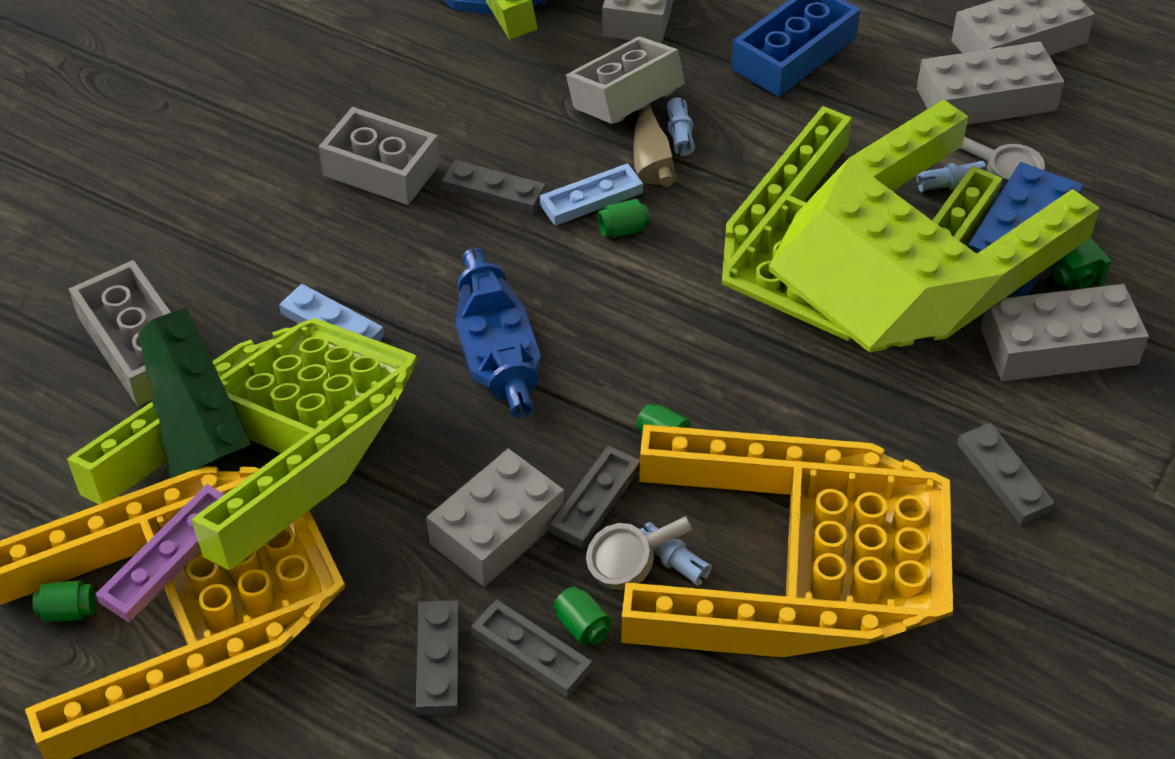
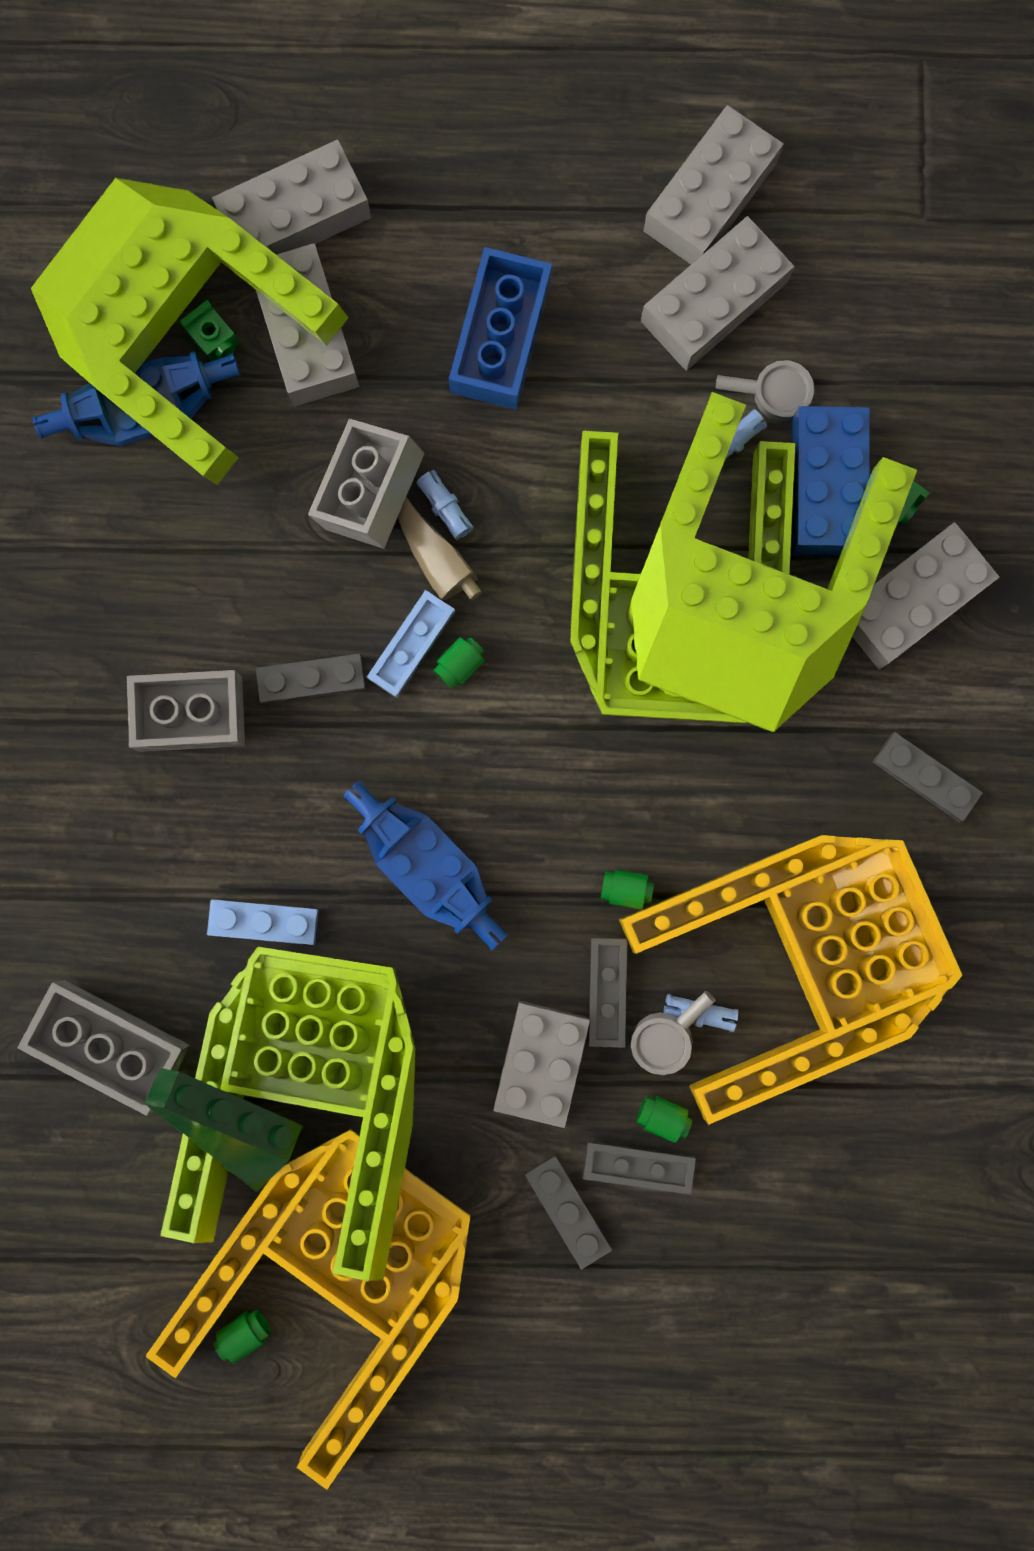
camera: 30 degrees left, 35 degrees up
(157, 561) = (313, 1278): medium lavender plate -> none

